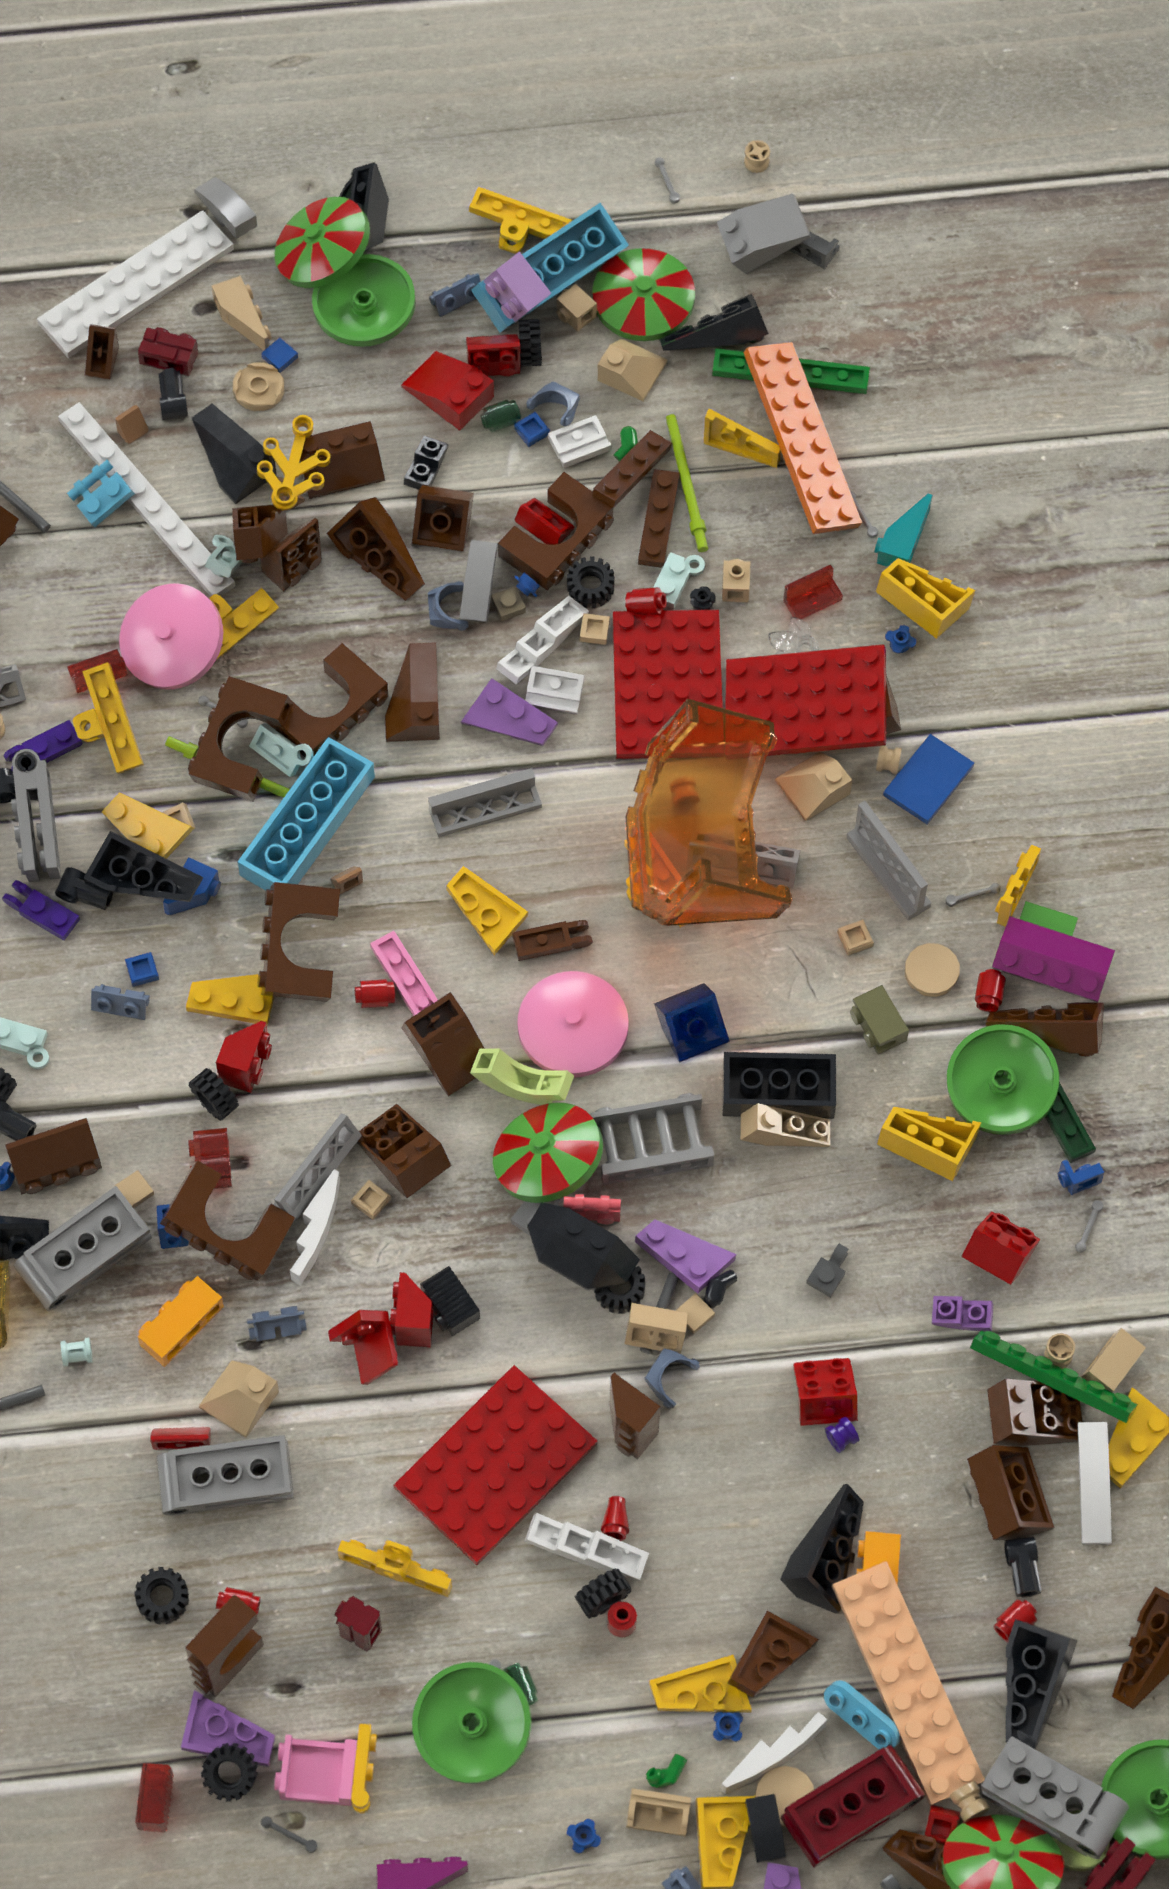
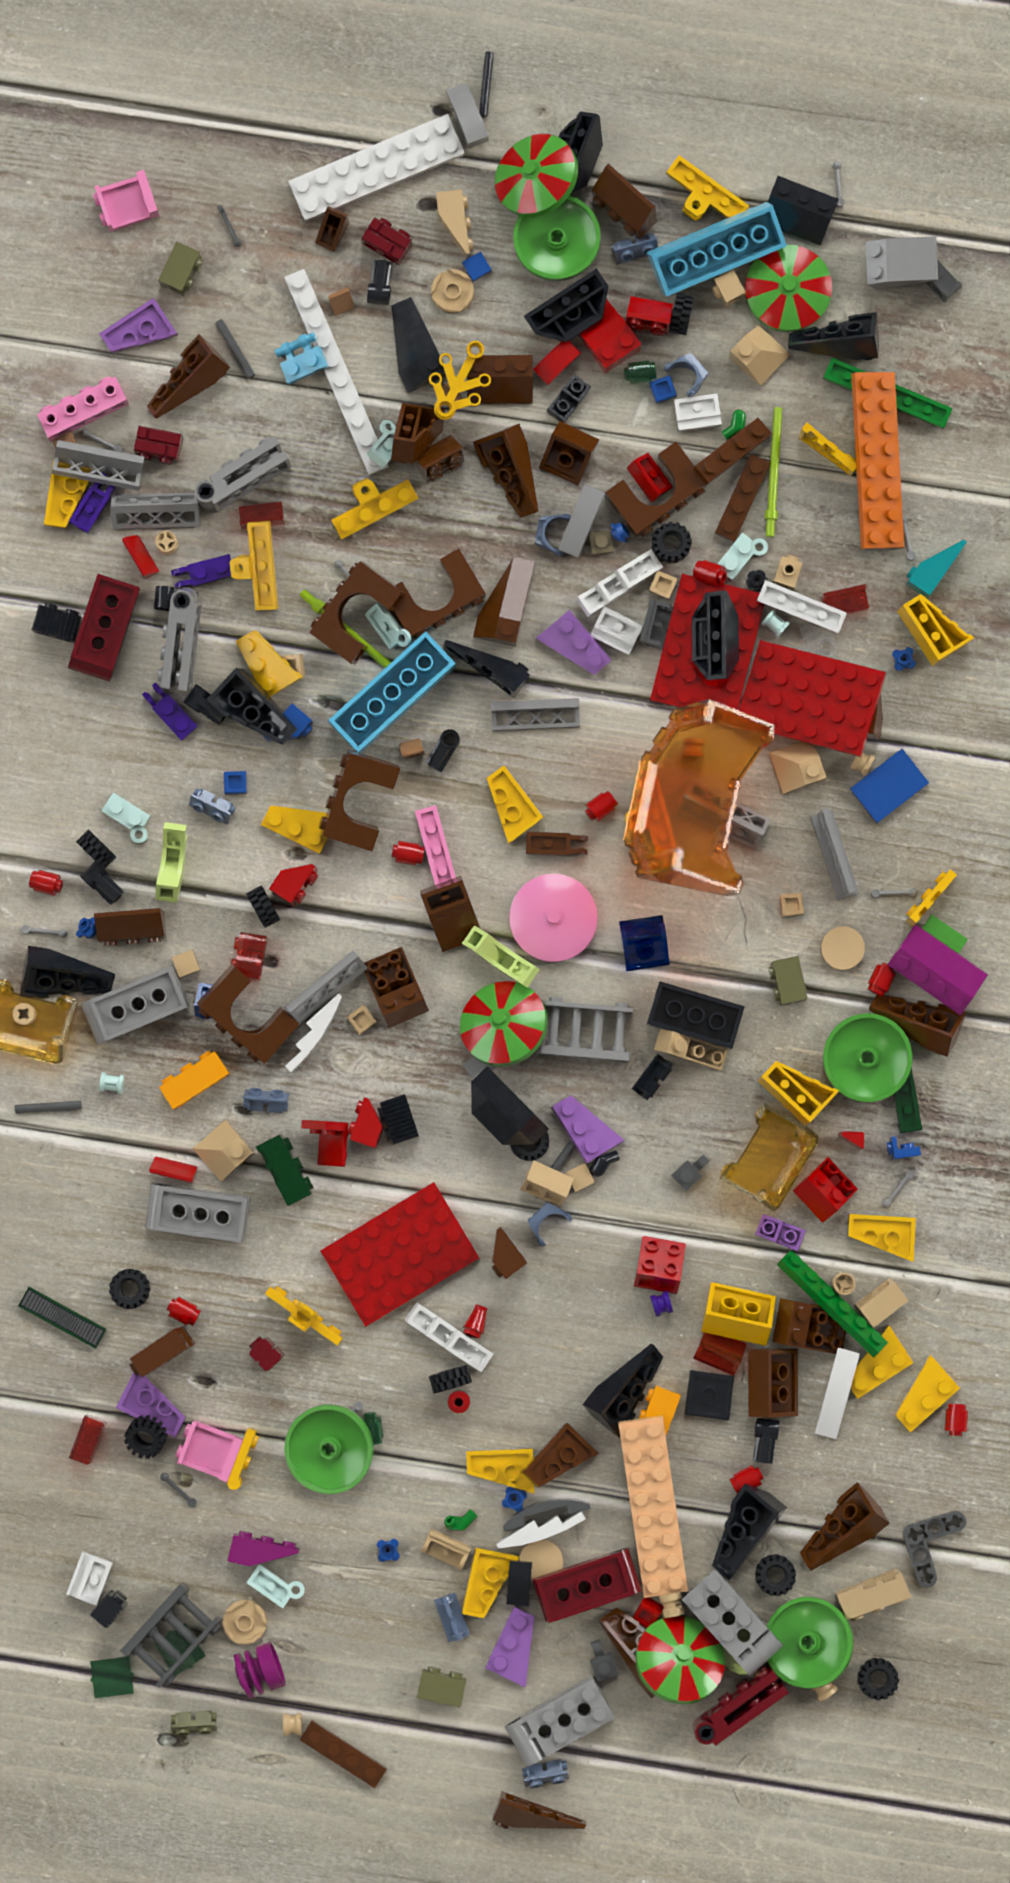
camera: 20 degrees right, 20 degrees up
(64, 627) = (242, 475): none -> light grey hinge
(83, 1655) = (62, 1317): none -> tile
(87, 1070) = (172, 862): none -> yellowish green arch
(171, 636) = (325, 505): bright pink dish -> none
(238, 169) = (486, 83): none -> black bar
(321, 1394) = (285, 1169): none -> dark green wedge
(386, 868) = (442, 753): none -> black piece
(400, 426) = (556, 361): none -> red slope
(402, 365) = (571, 309): none -> black wedge
(425, 765) = (498, 670): none -> black wedge
(431, 245) = (624, 203): none -> reddish brown slope
(516, 287) = (680, 271): lavender brick -> none
(593, 883) = (600, 806): none -> red brick
(599, 672) = (656, 624): none -> dark grey hinge
(599, 1209) = (516, 1075): coral plate -> none
(637, 209) = (802, 209): none -> black slope
(672, 657) = (715, 636): none -> black wedge
(738, 637) = (775, 623): none -> light aqua bush
(746, 1174) = (656, 1070): none -> black hinge
(759, 150) = (918, 177): tan wheel -> none
(764, 609) = (801, 606): none -> white plate
(802, 1710) = (518, 1520): none -> dark grey slope
(854, 1704) = (613, 1519): medium azure plate -> none
(924, 1224) = (771, 1158): none -> clear yellow windscreen
(932, 1475) = (720, 1352): none -> clear red panel
(935, 1532) = (709, 1395): none -> black tile
(941, 1422) = (738, 1314): none -> yellow slope
(1015, 1174) = (854, 1138): none -> red slope
(1077, 1742) = (778, 1561): none -> black tyre
(1092, 1279) = (885, 1232): none -> yellow wing

